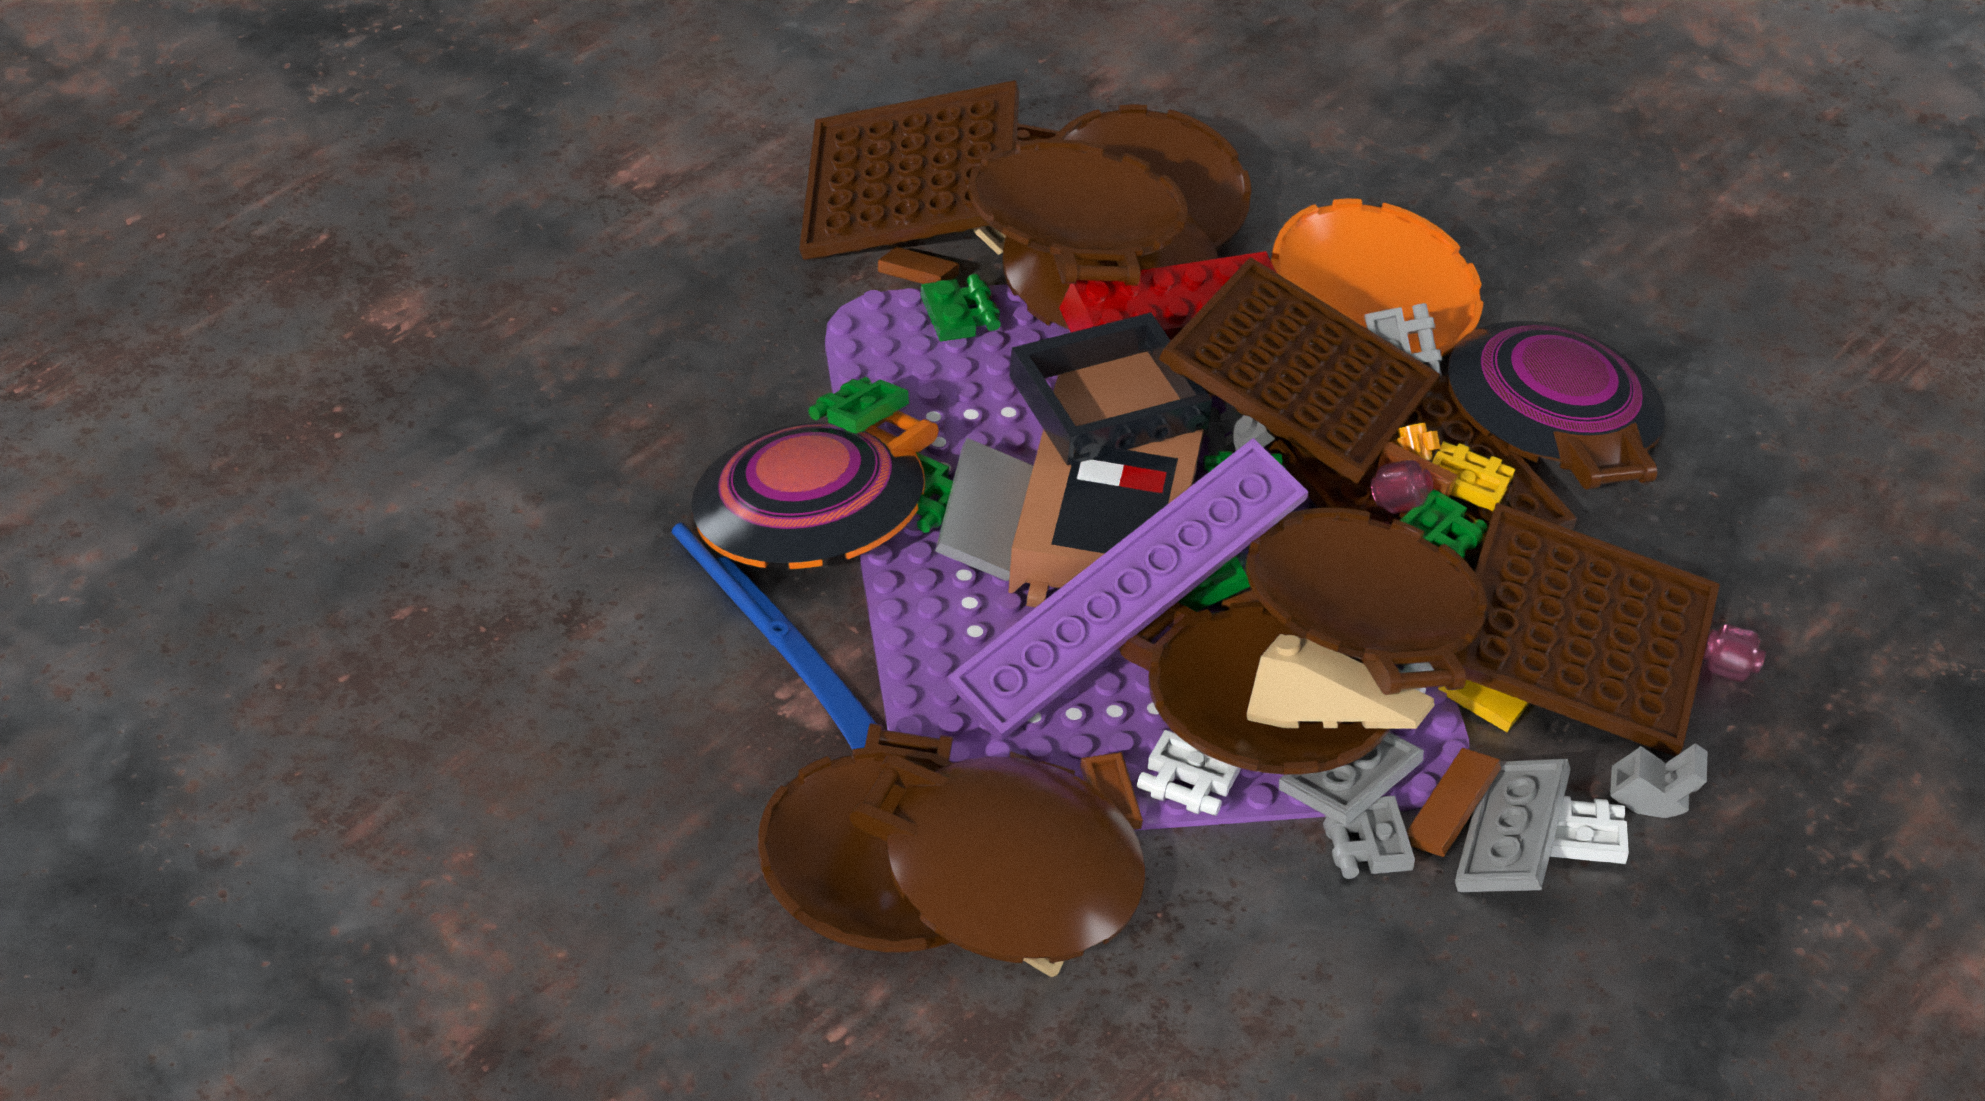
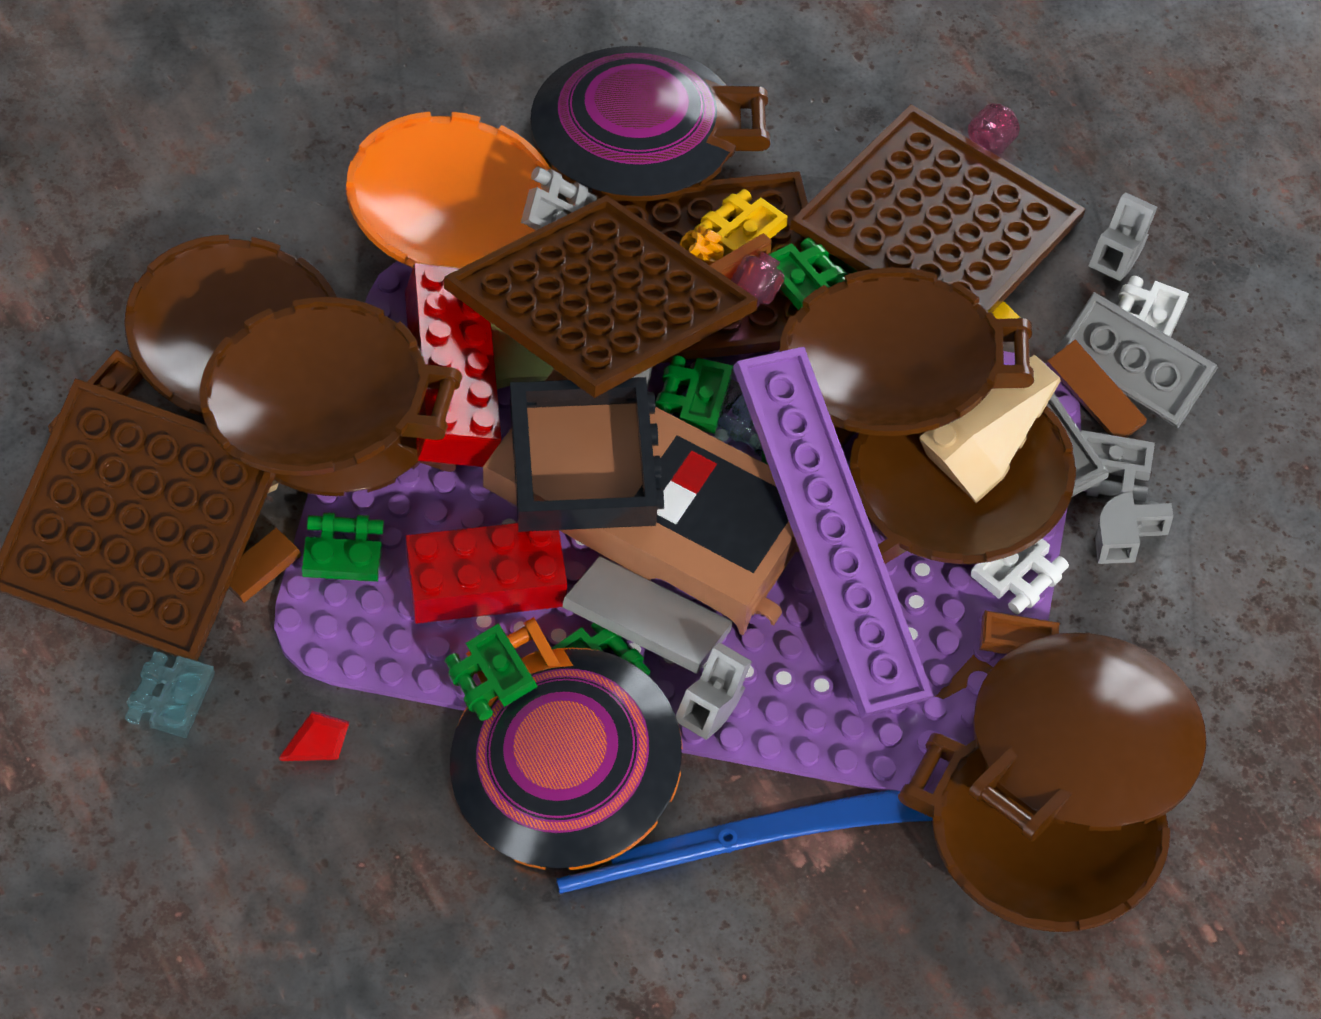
camera: 70 degrees left, 15 degrees up
(758, 340) = (316, 739): none -> red piece
(762, 248) = (180, 698): none -> clear light blue plate
(915, 573) = (715, 694): none -> light grey brick
(971, 388) = (484, 572): none -> red brick
(1293, 851) = (1124, 522): none -> light grey brick

